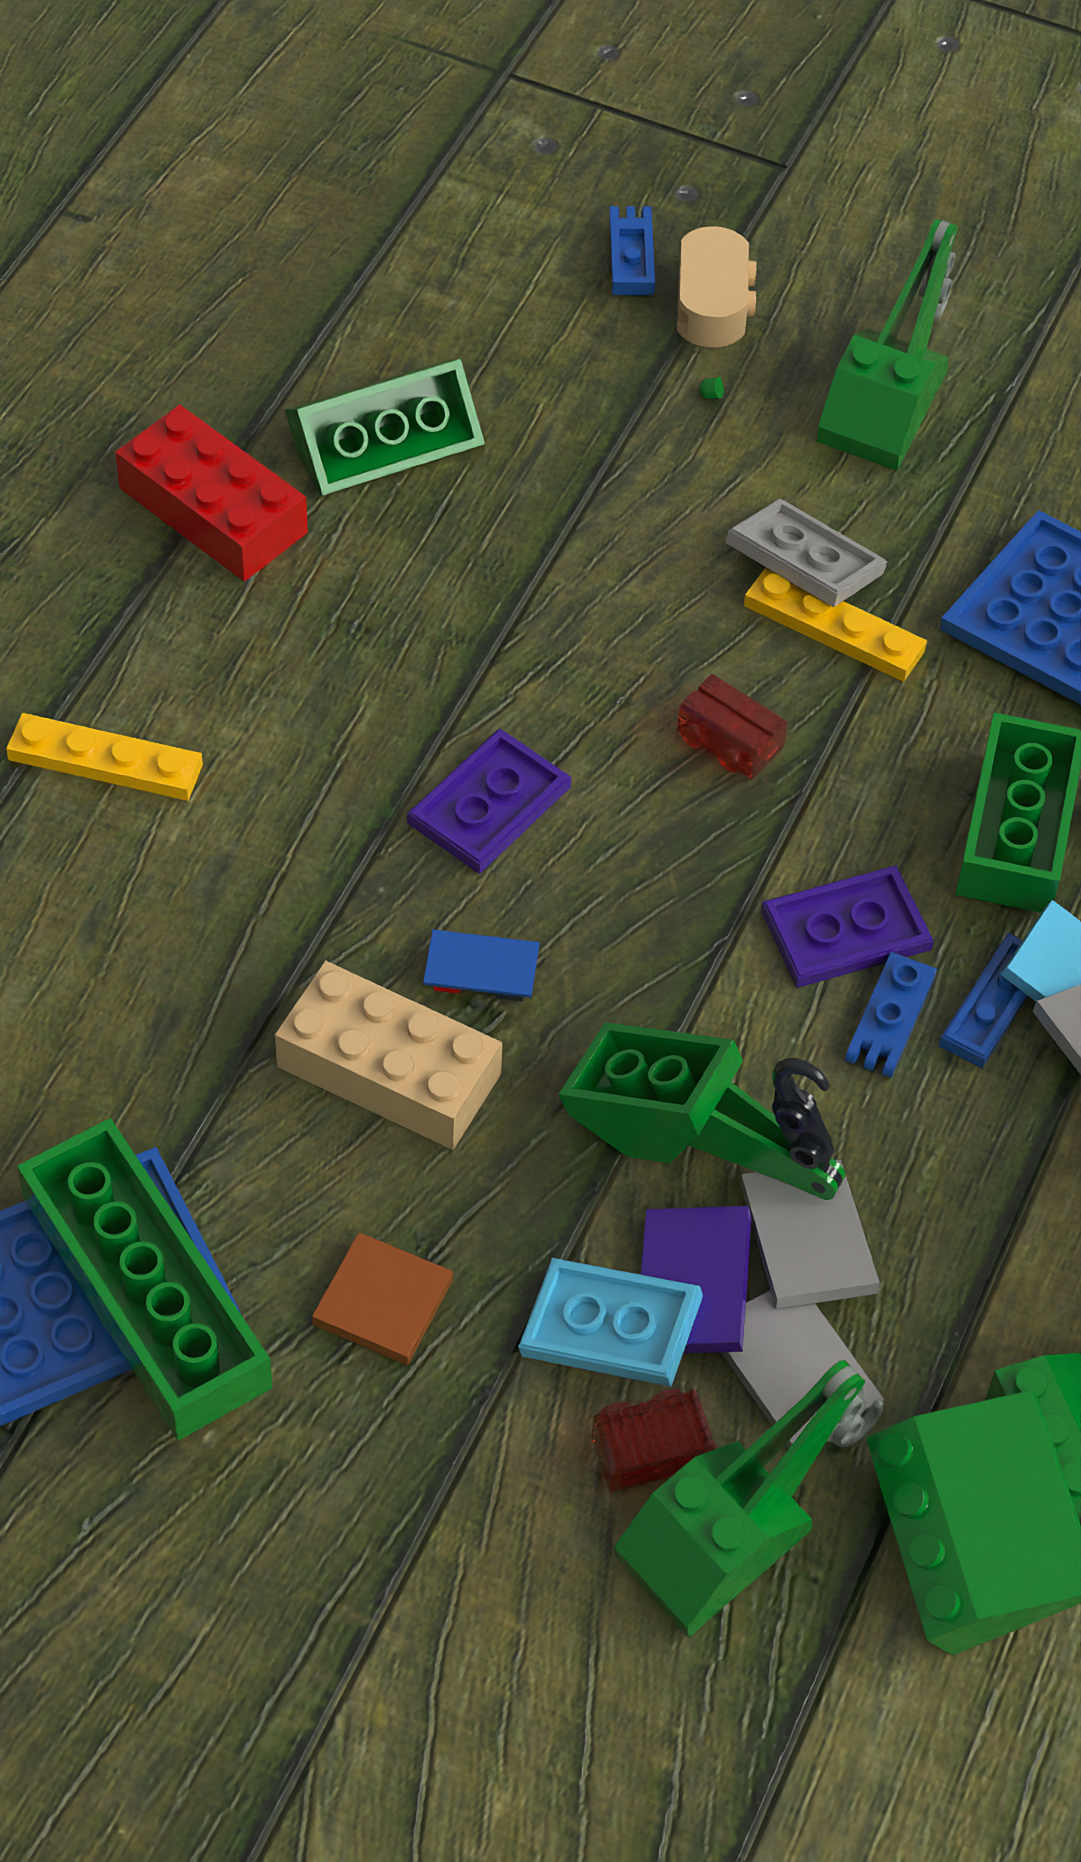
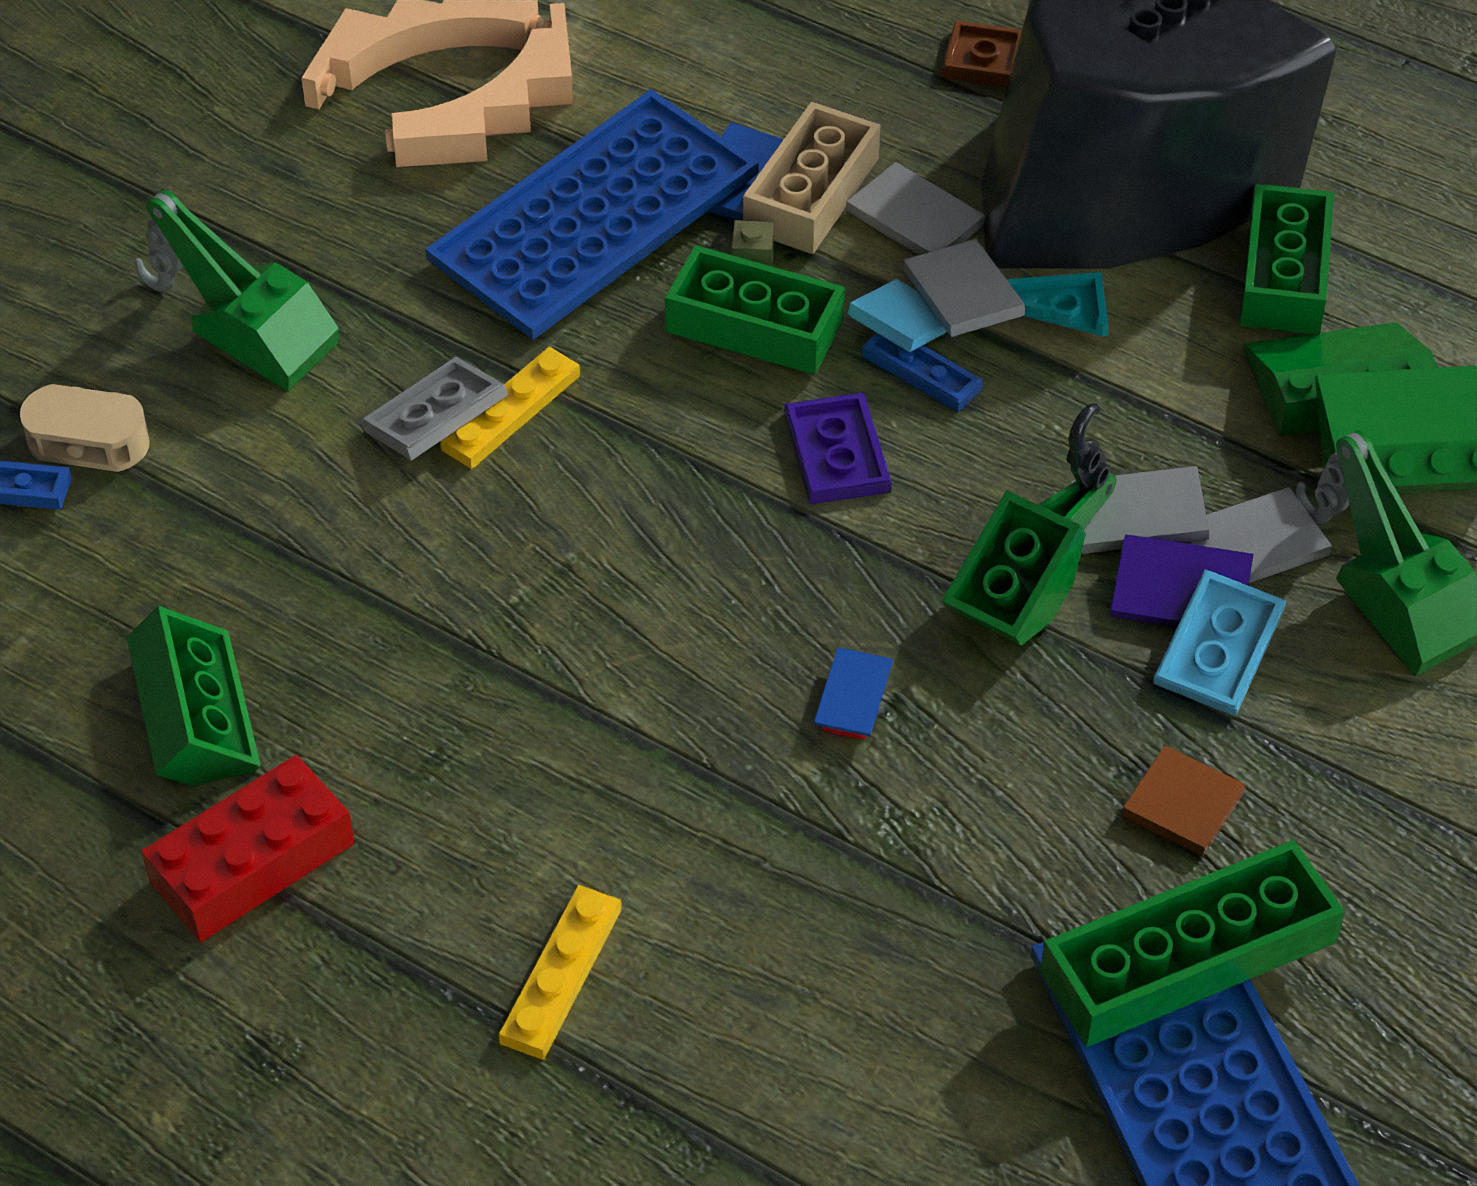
camera: 80 degrees left, 5 degrees down
(389, 1054) = (947, 764): tan brick -> none
(489, 800) = (665, 673): dark purple tile -> none
(650, 1438) = (1326, 630): clear red brick -> none
(711, 388) = (208, 451): green piece -> none
(731, 727) = (623, 486): clear red brick -> none
(891, 1013) = (930, 433): blue hinge -> none

